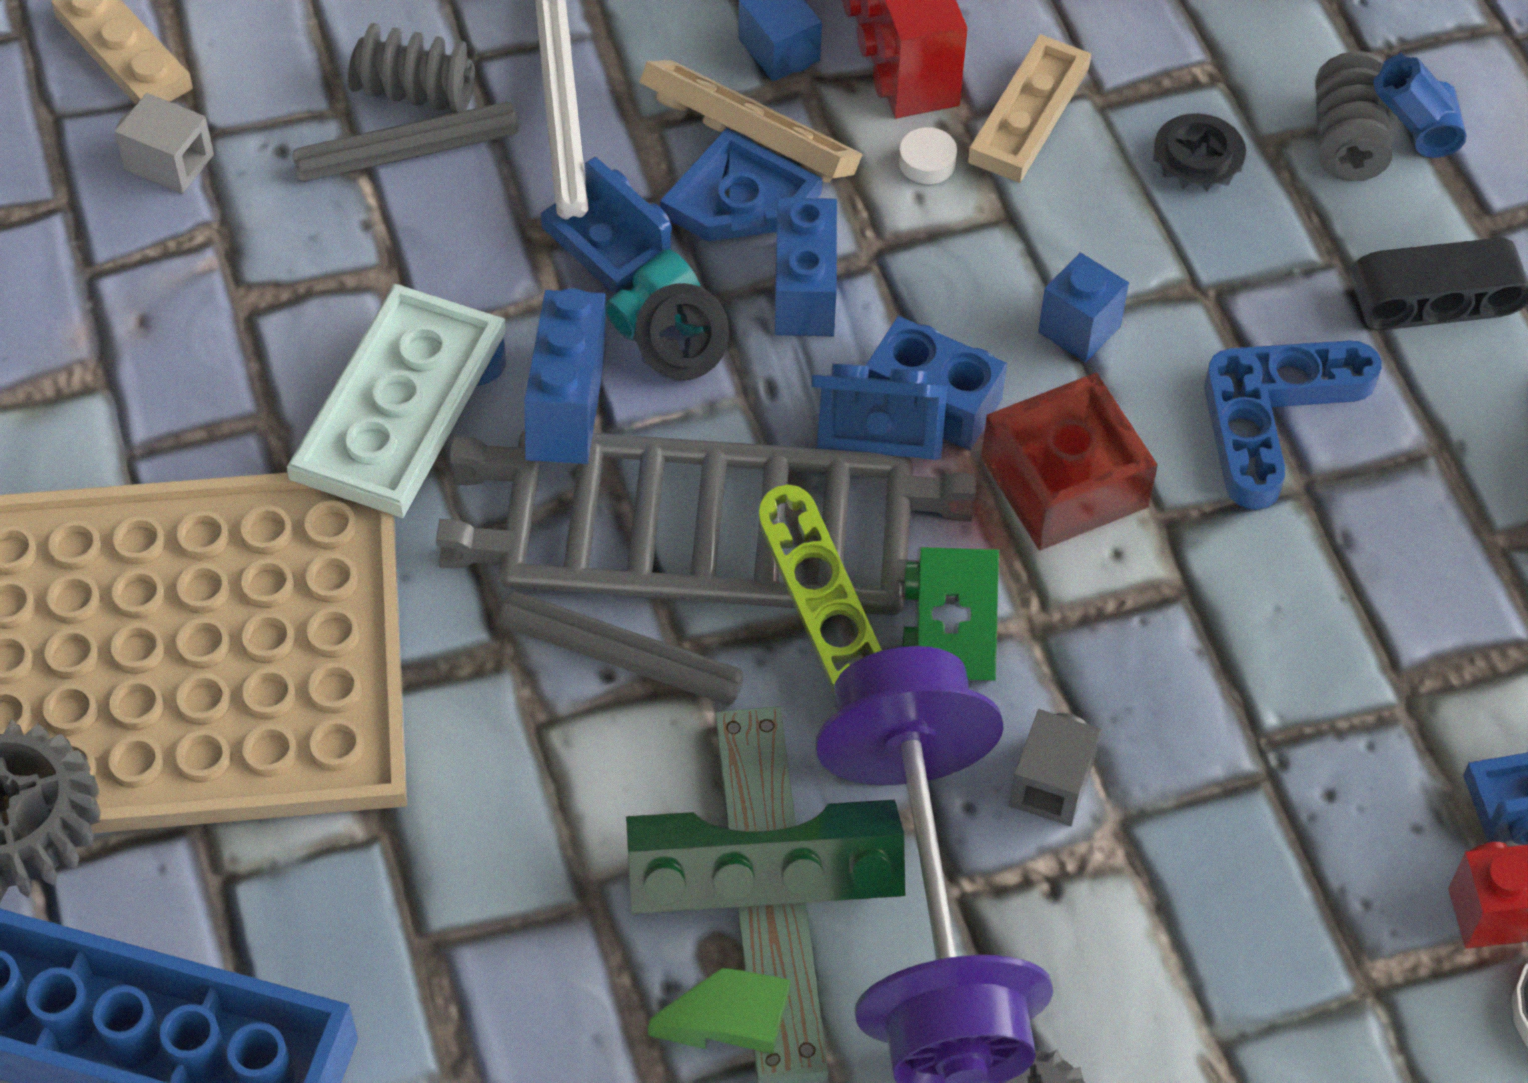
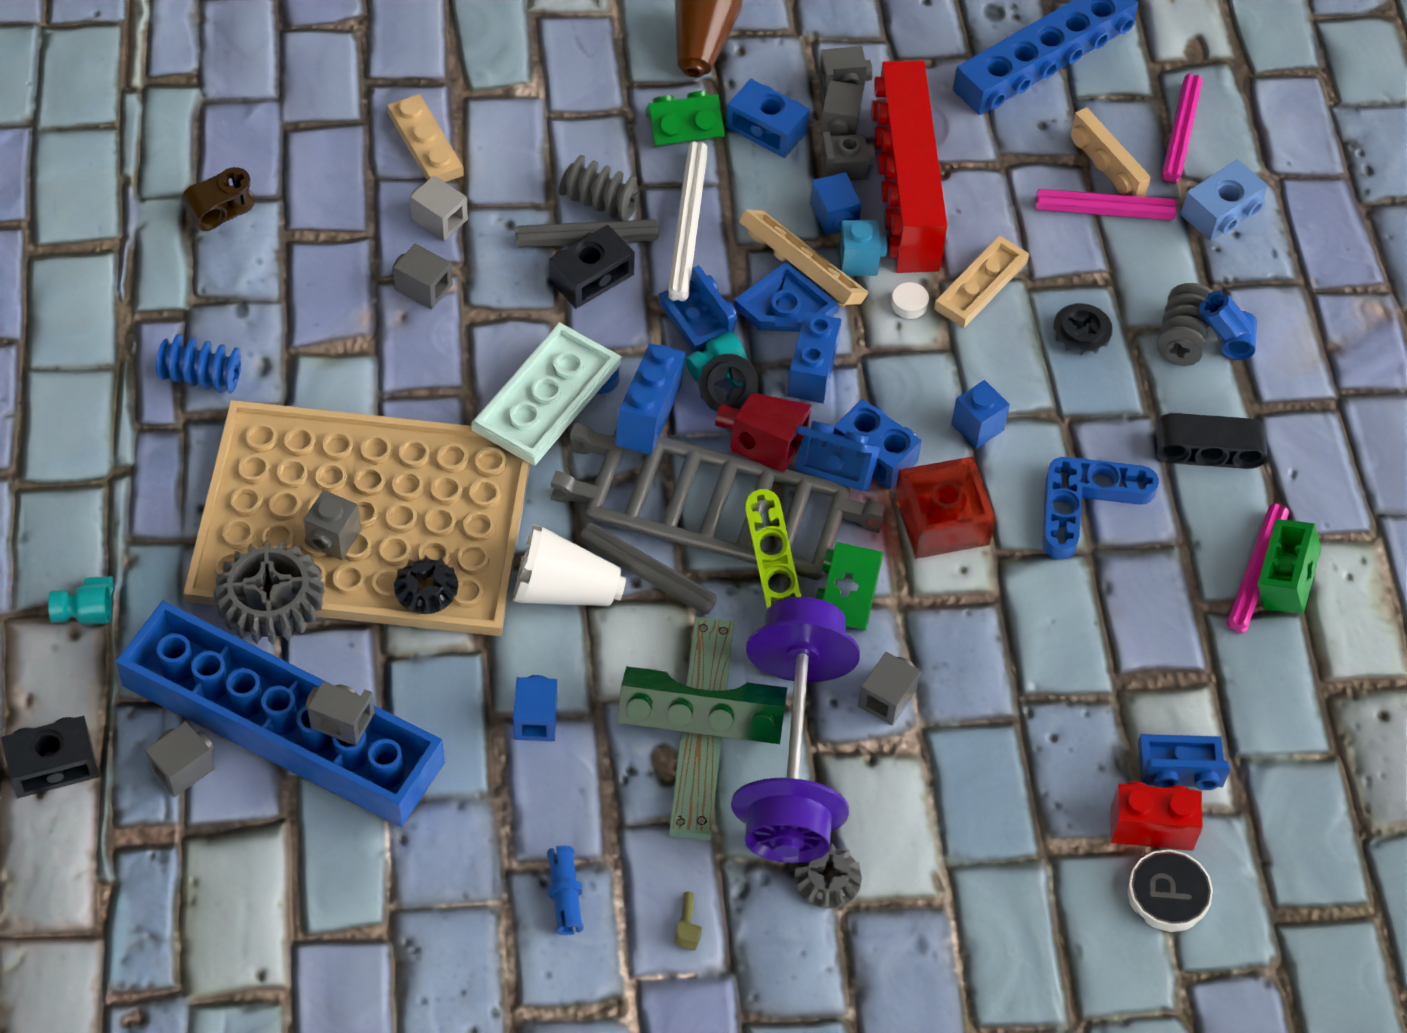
camera: 10 degrees right, 0 degrees up
(91, 676) = (332, 524): none -> dark grey brick
(159, 251) = (422, 275): none -> dark grey brick
(165, 993) = (340, 711): none -> dark grey brick
(281, 766) = (430, 598): none -> black gear
(425, 189) = (591, 266): none -> black brick
(490, 683) = (564, 573): none -> white cone
(491, 916) = (535, 708): none -> blue brick
(726, 1008) = (660, 787): bright green slope -> none
(758, 391) = (765, 429): none -> dark red torso
(835, 88) = (861, 247): none -> dark azure brick

